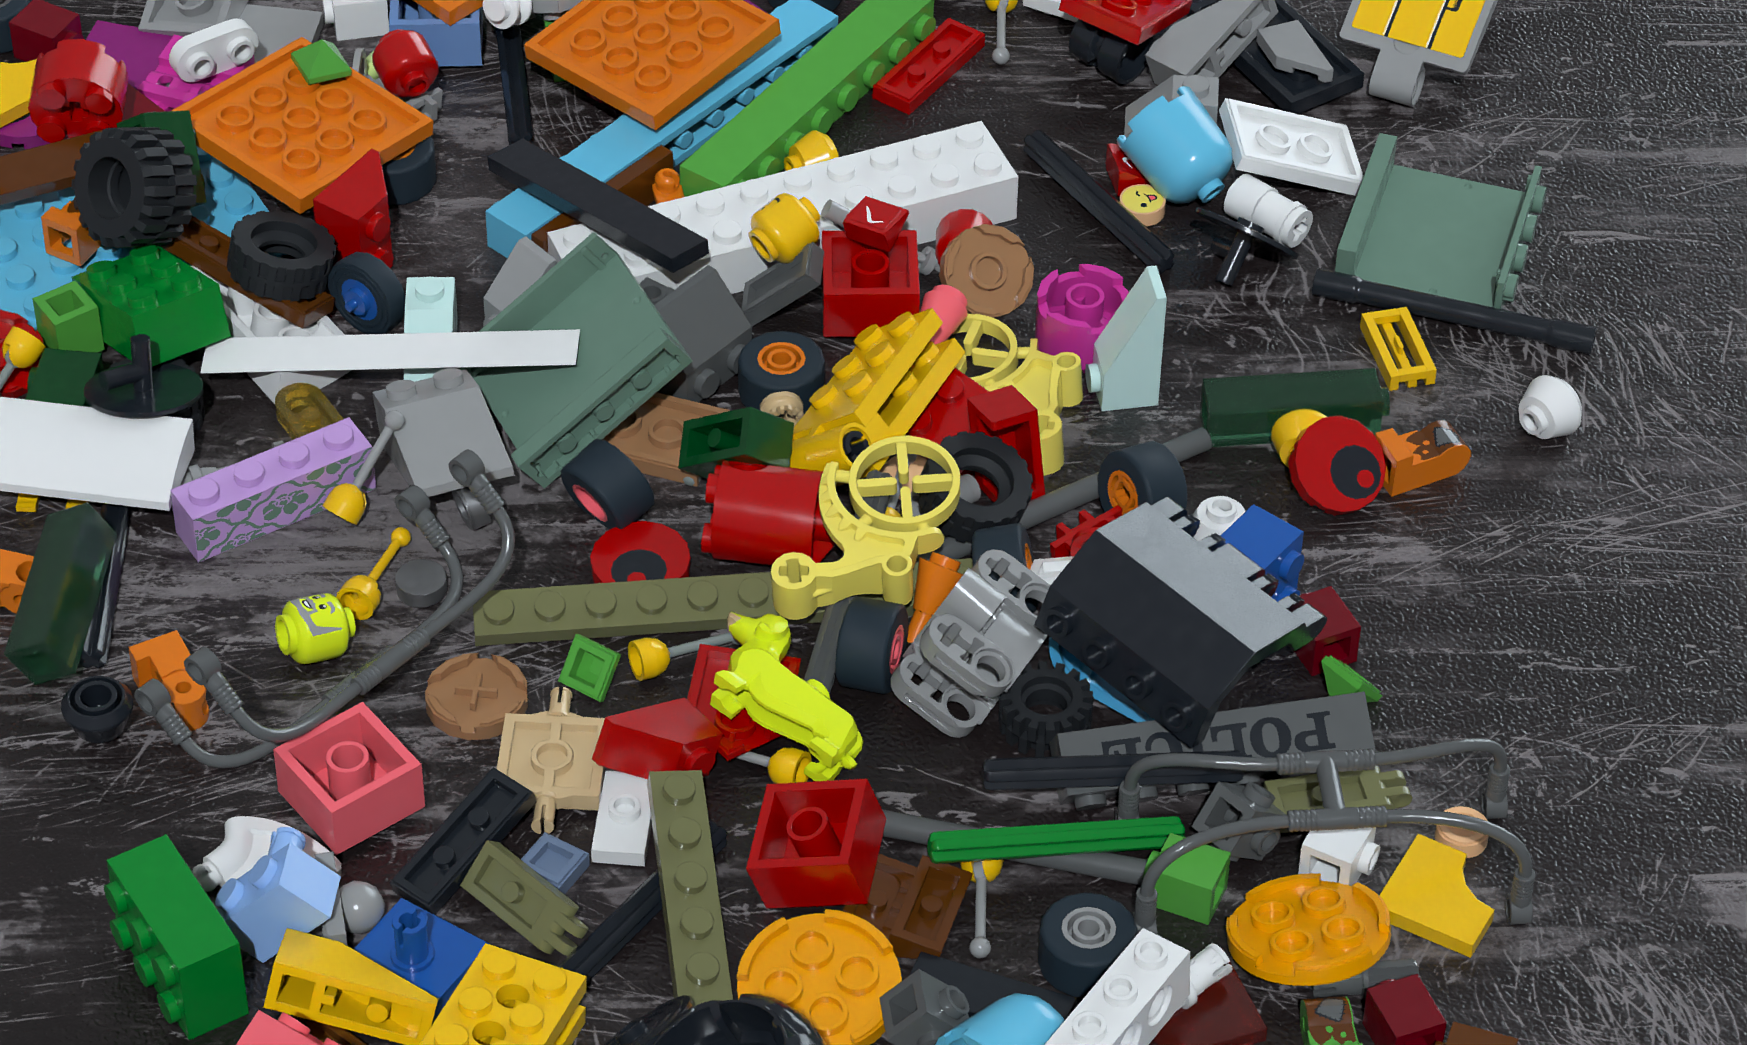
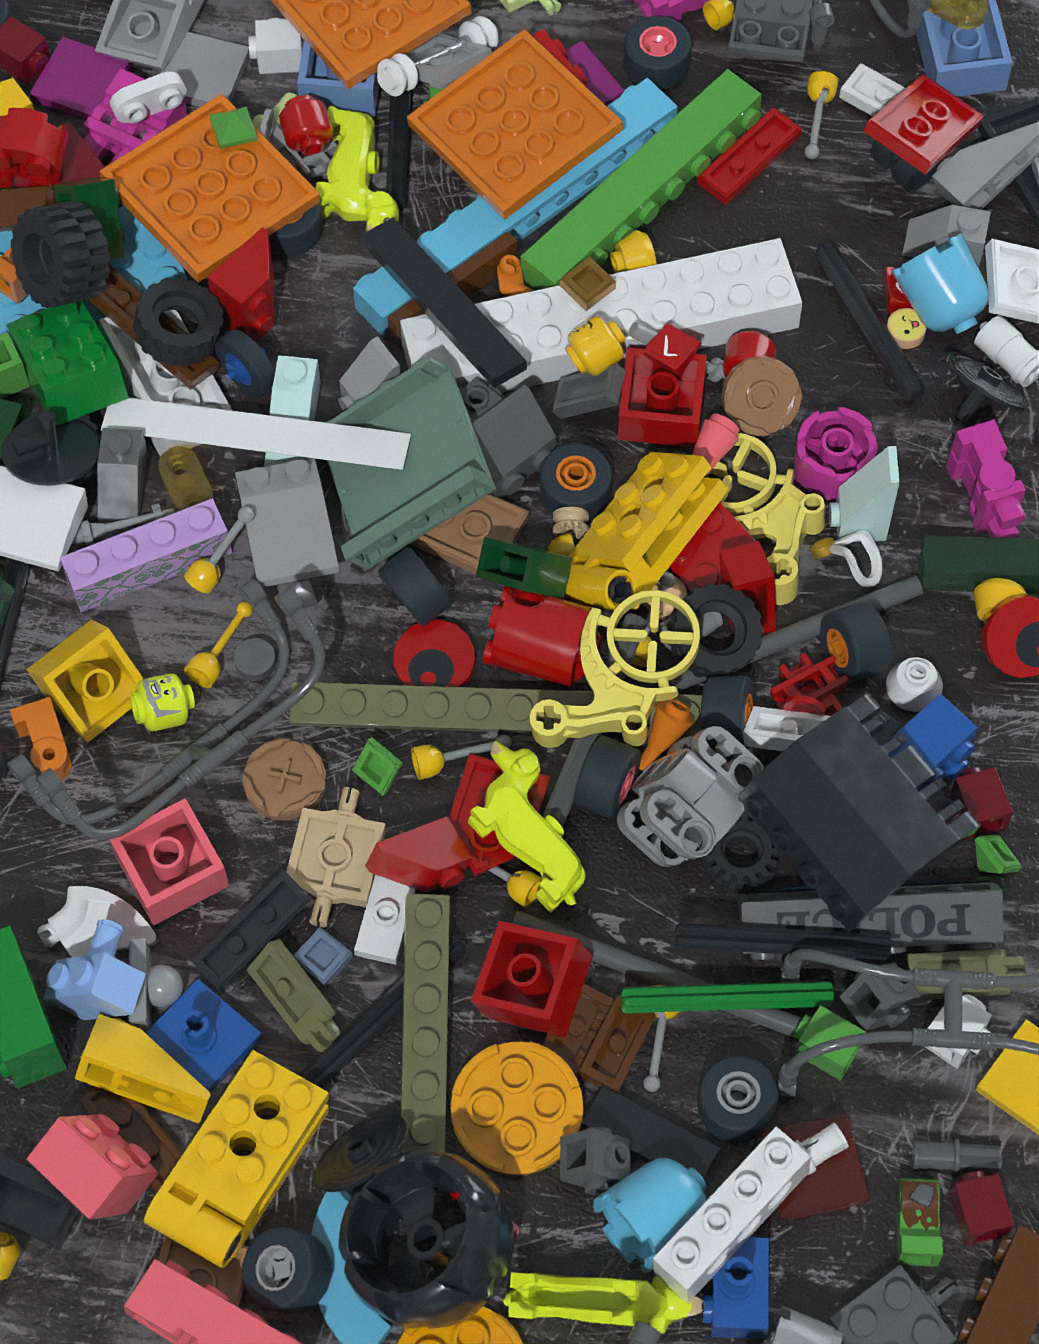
camera: 10 degrees right, 20 degrees up
(222, 608) = (87, 679): none -> yellow slope
(230, 412) = (121, 474): none -> flat silver slope
(464, 111) = (351, 172): none -> neon yellow animal
(765, 174) = (587, 283): none -> pearl gold tile
(1114, 401) = (828, 545): none -> white piece
(1263, 316) = (989, 479): none -> dark pink hips
(1308, 930) = (919, 1109): light orange tile -> none

